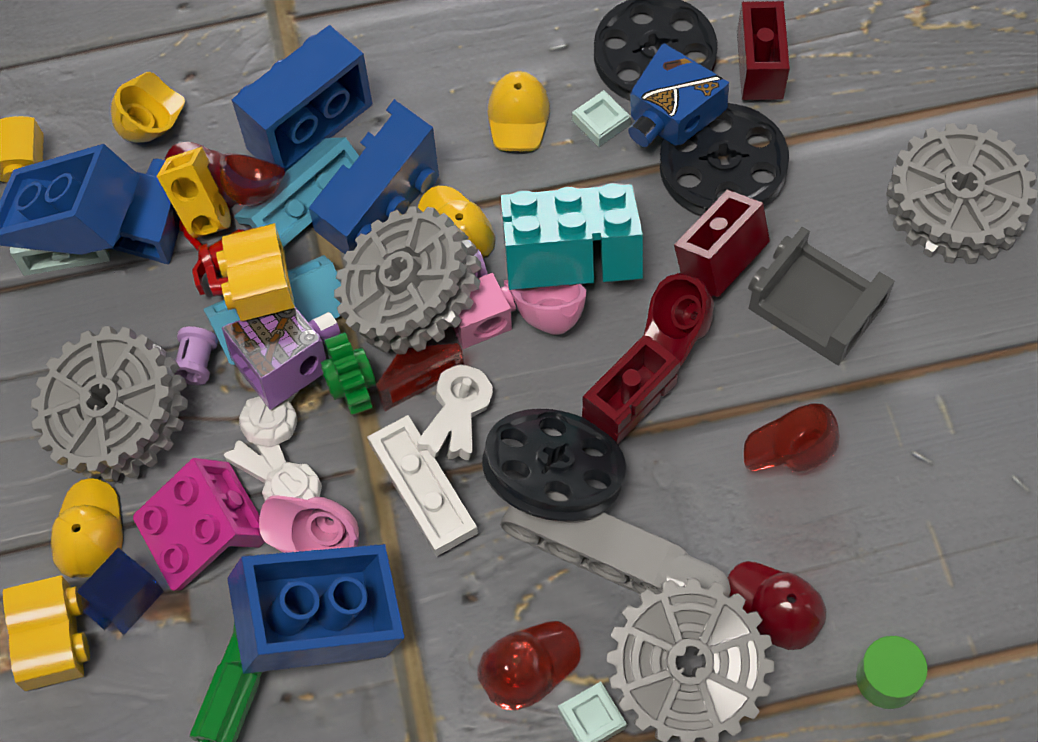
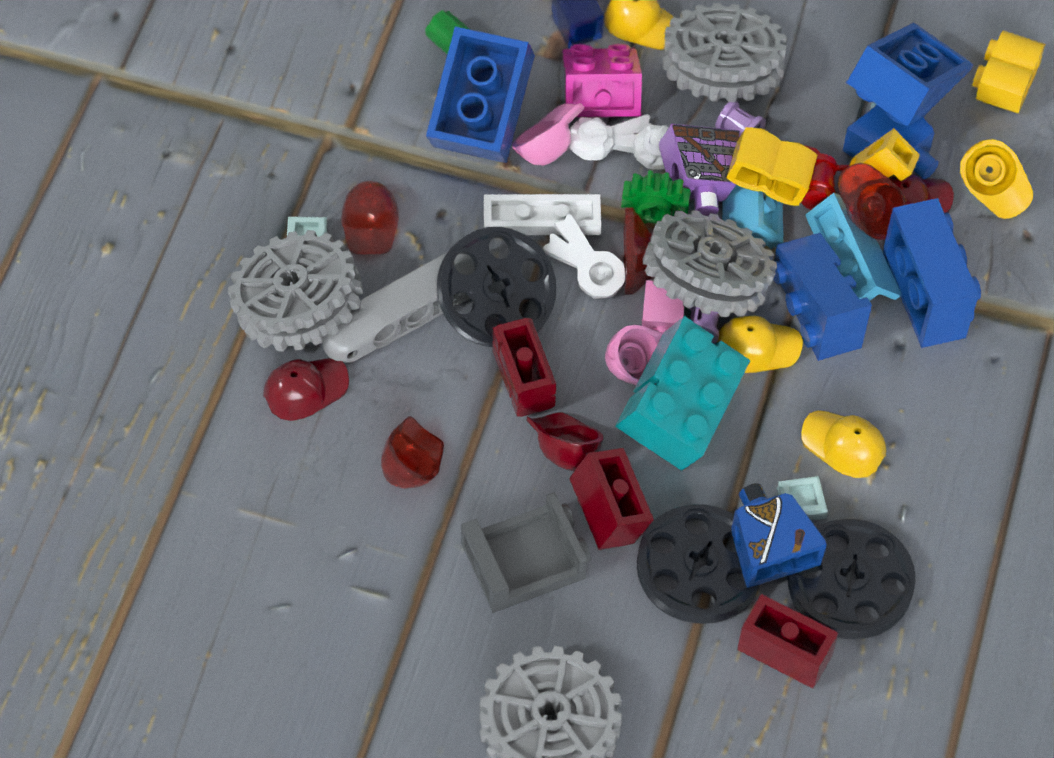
camera: 115 degrees right, 5 degrees down
(891, 672) = (204, 418): bright green piece -> none

